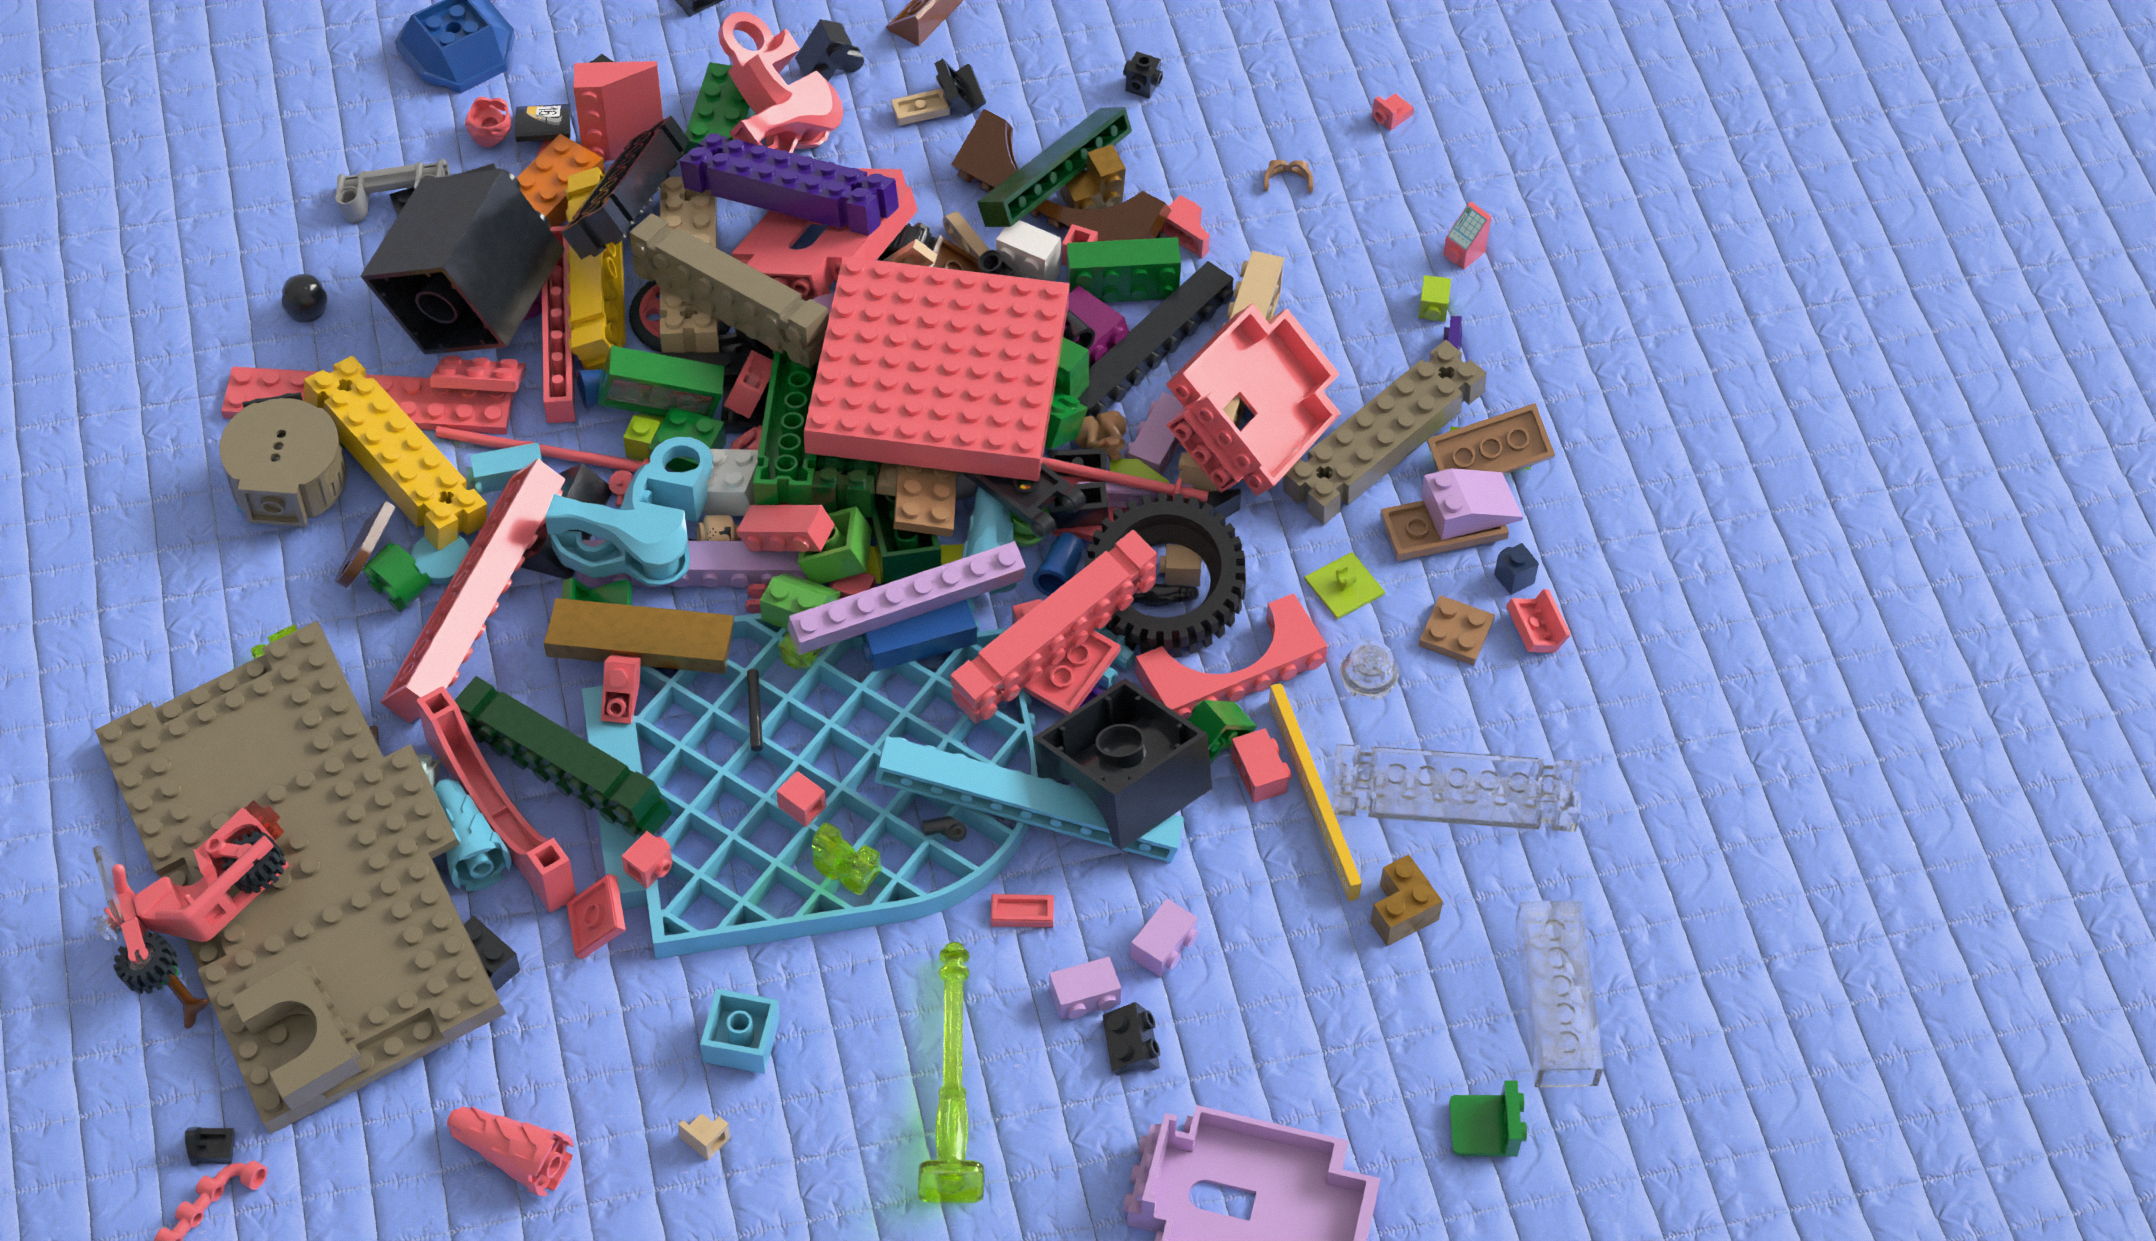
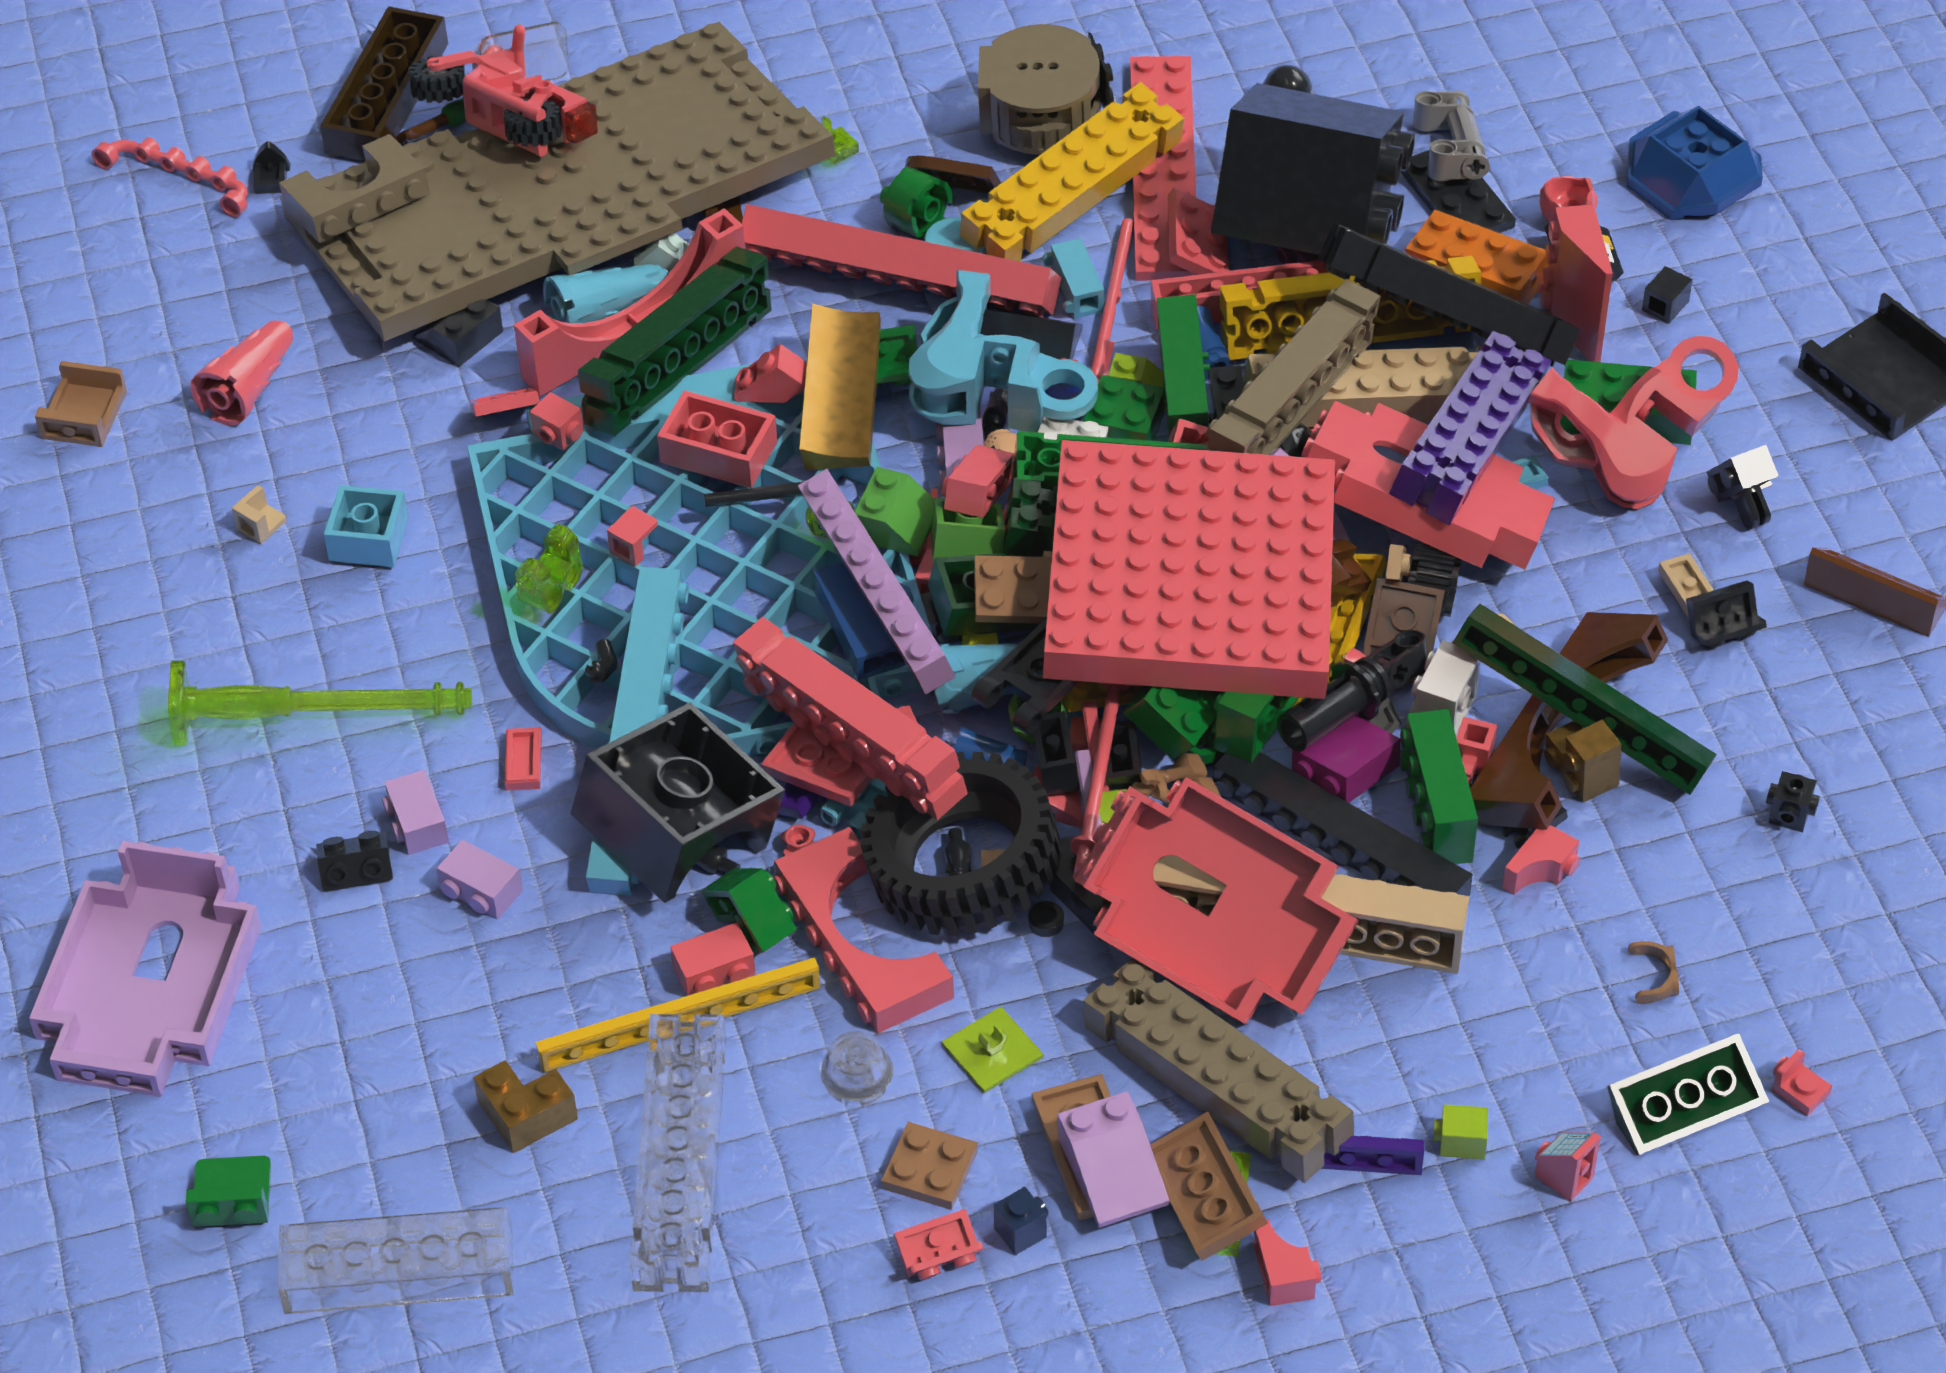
camera: 90 degrees right, 5 degrees down
(114, 1029) = (378, 89): none -> dark brown brick
(697, 726) = (717, 439): none -> coral brick
(1404, 171) = (1686, 1094): none -> dark green slope
(1559, 412) = (1285, 1268): none -> coral arch

